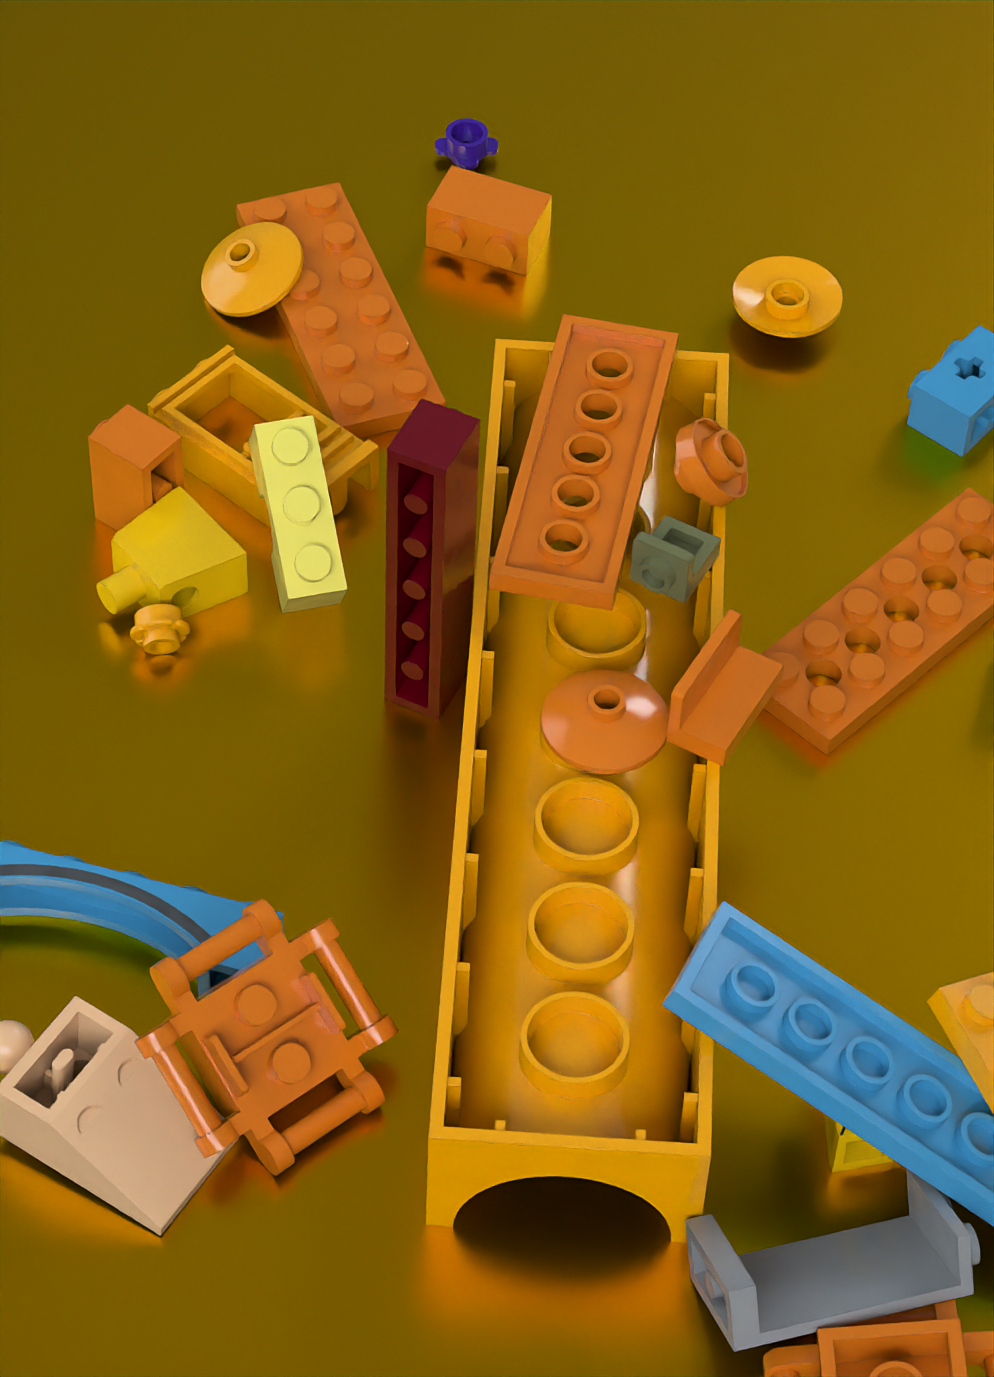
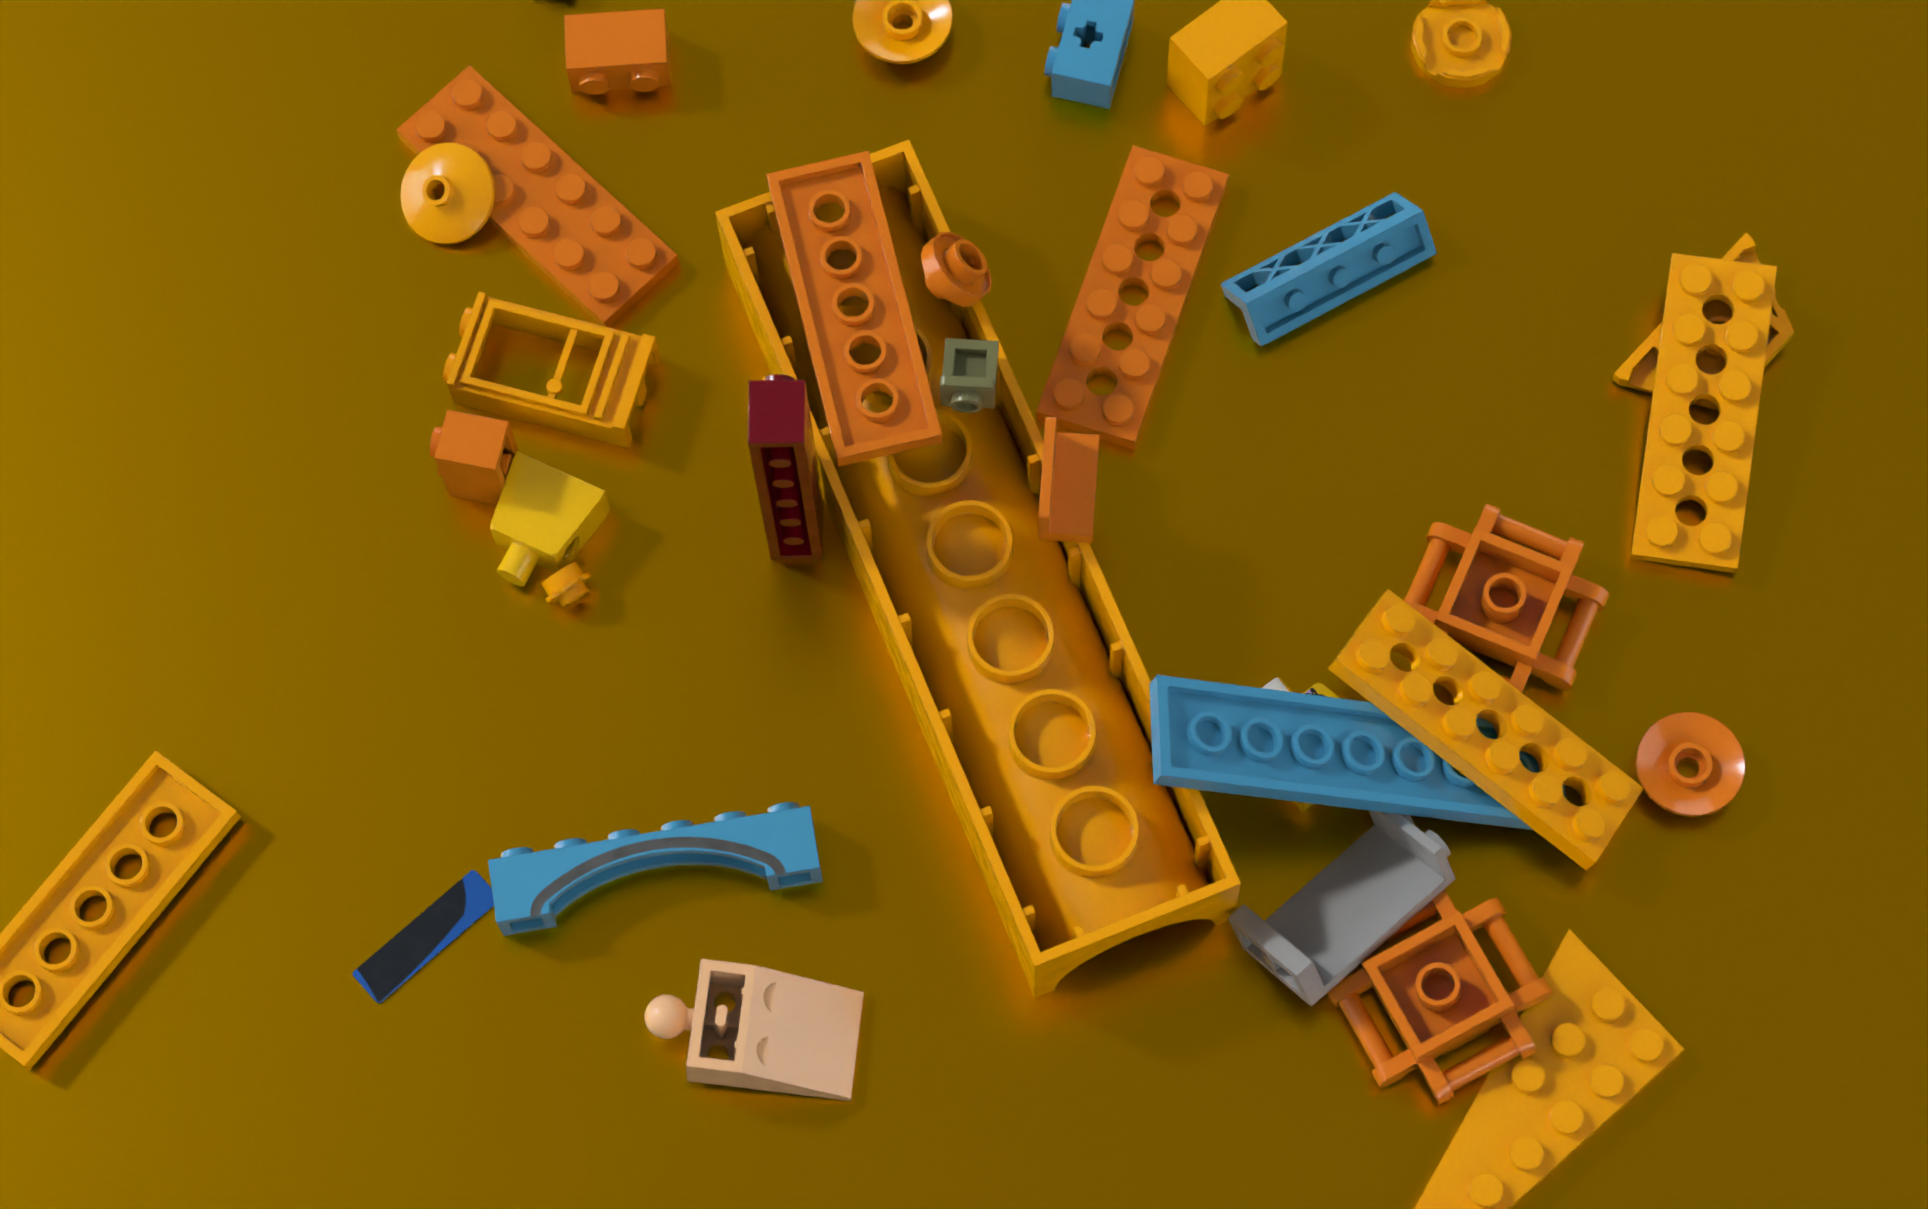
camera: 20 degrees left, 20 degrees up
(265, 1037) = (853, 917): orange brick -> none
(300, 513) = (626, 429): light yellow arch -> none
(604, 721) = (985, 568): orange dish -> none

